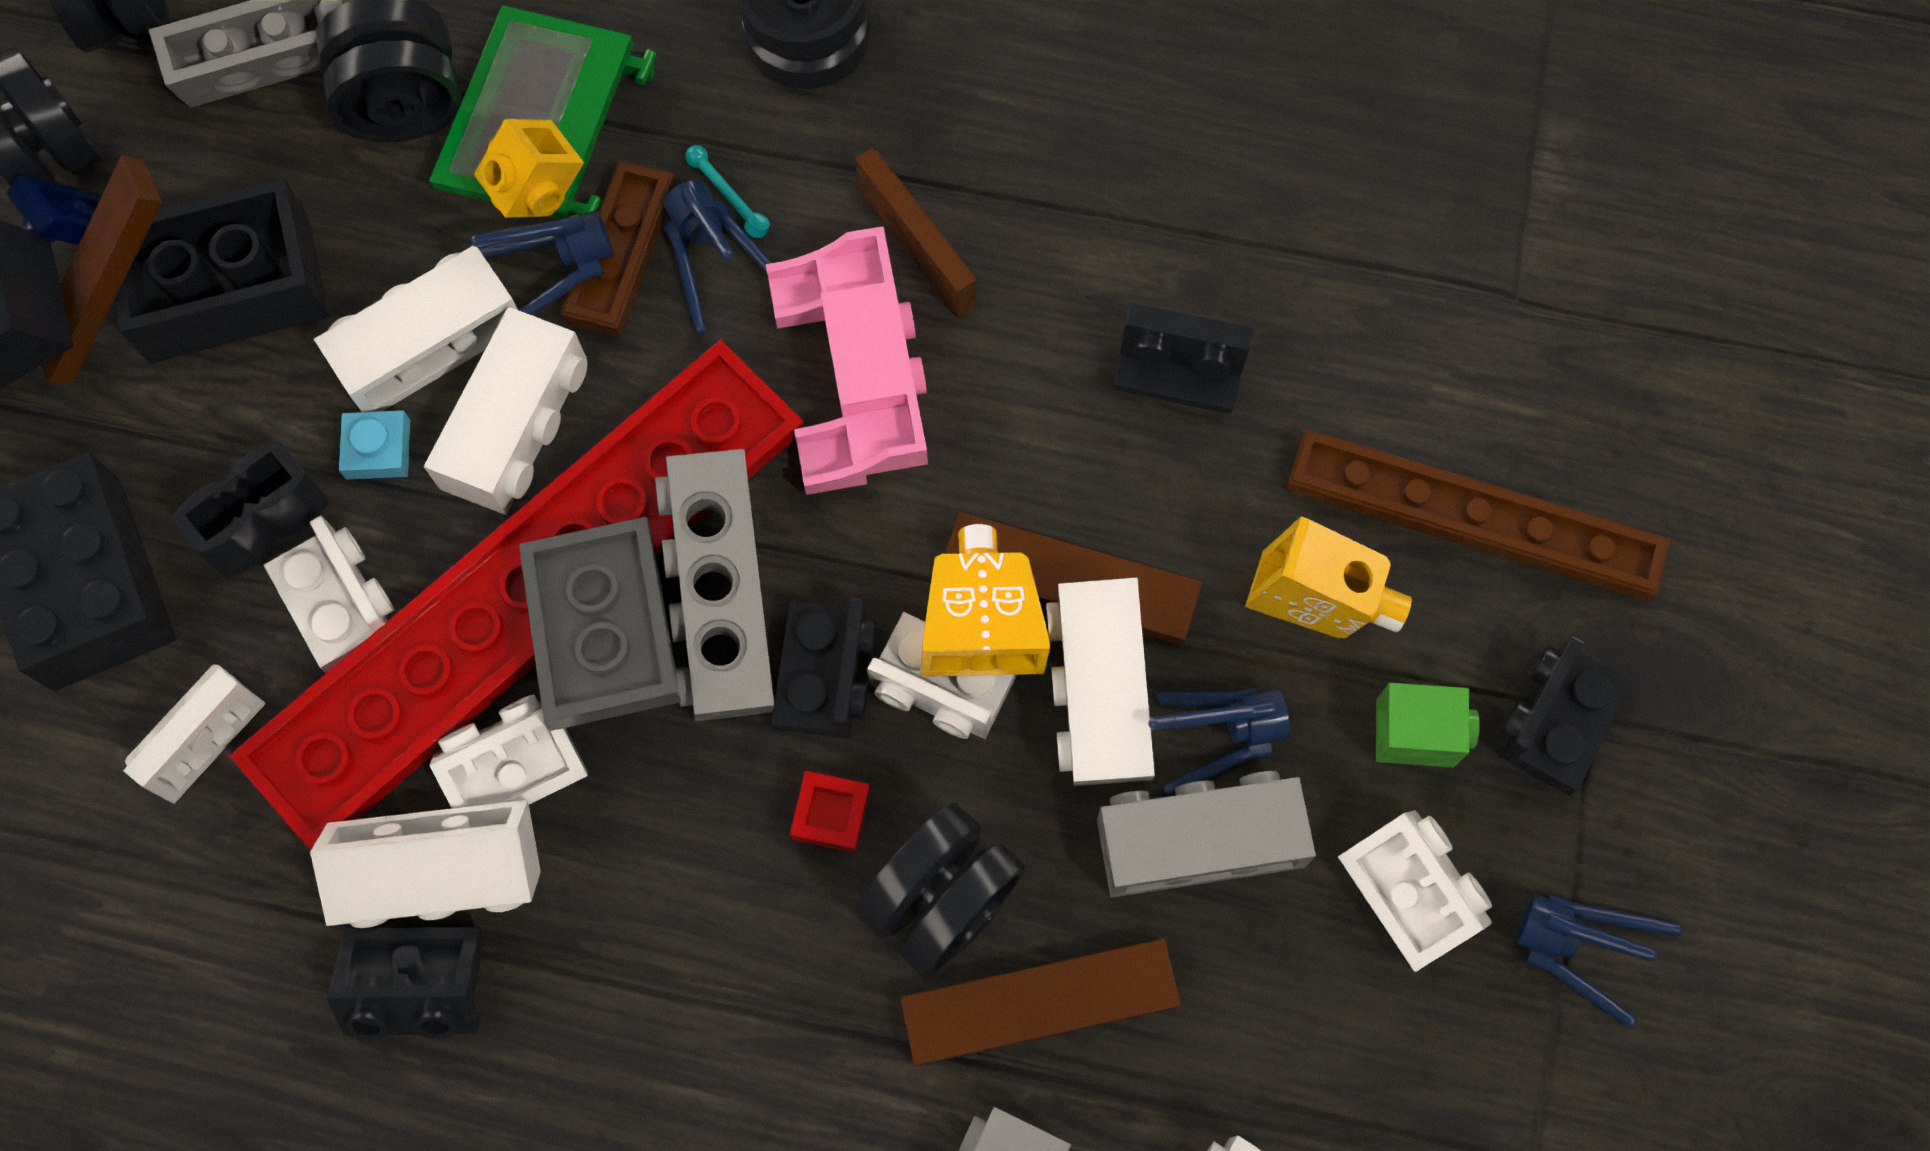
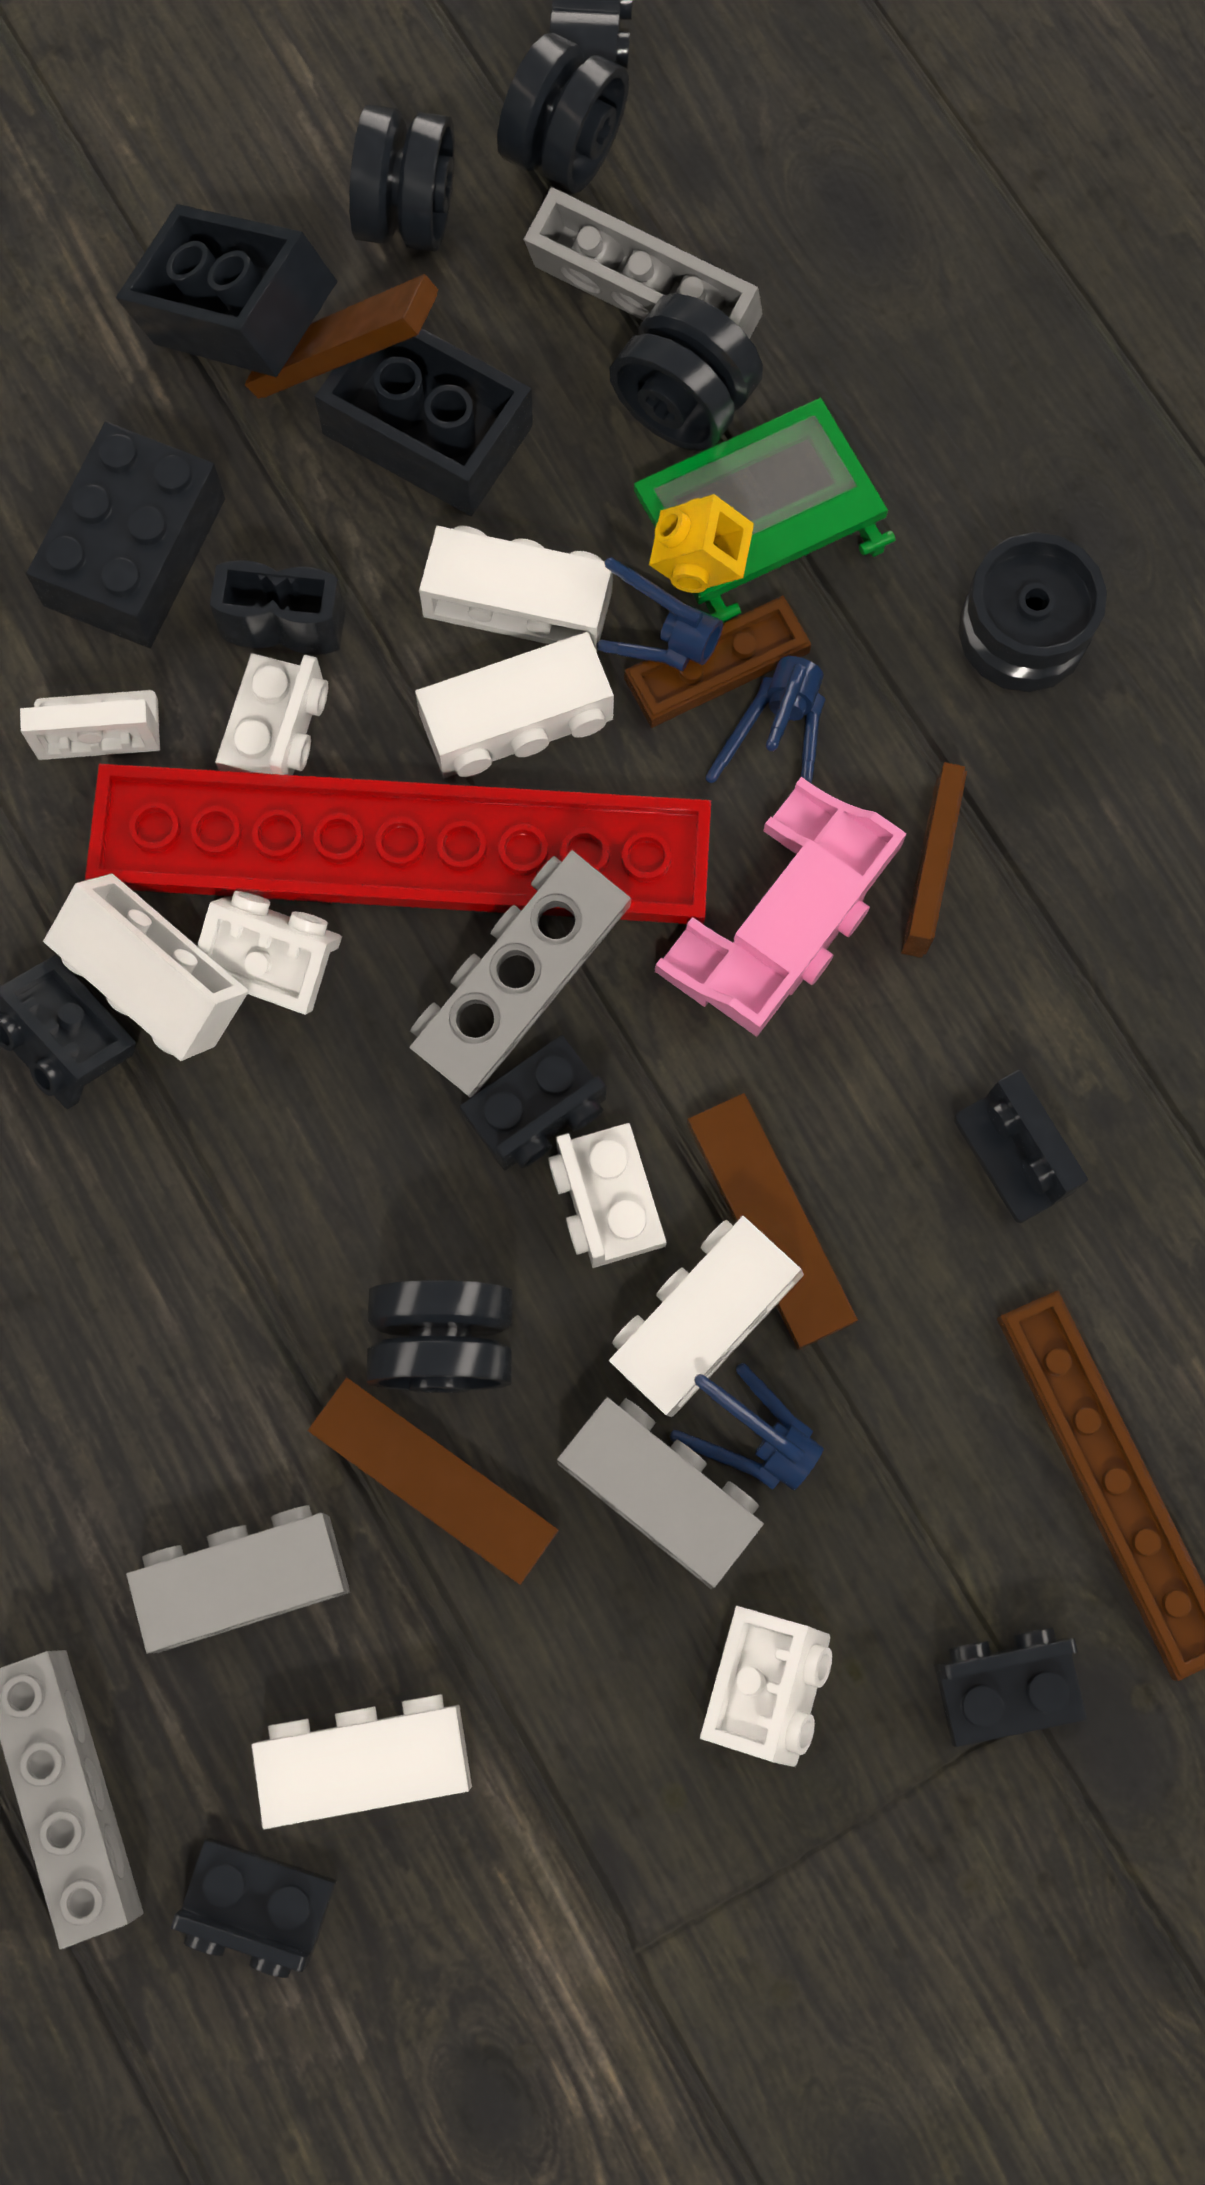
camera: 45 degrees right, 5 degrees up
(53, 209) = (361, 264): clear blue plate -> none
(374, 445) = (407, 640): medium azure plate -> none
(598, 624) = (413, 919): dark grey plate -> none
(756, 223) = (831, 738): teal hinge -> none
(830, 812) = (434, 1206): red plate -> none
(983, 612) = (674, 1177): yellow torso -> none
(1325, 583) = (926, 1393): yellow torso -> none
(1424, 725) = (900, 1586): bright green brick -> none
(1557, 927) = (828, 1817): dark blue plant -> none

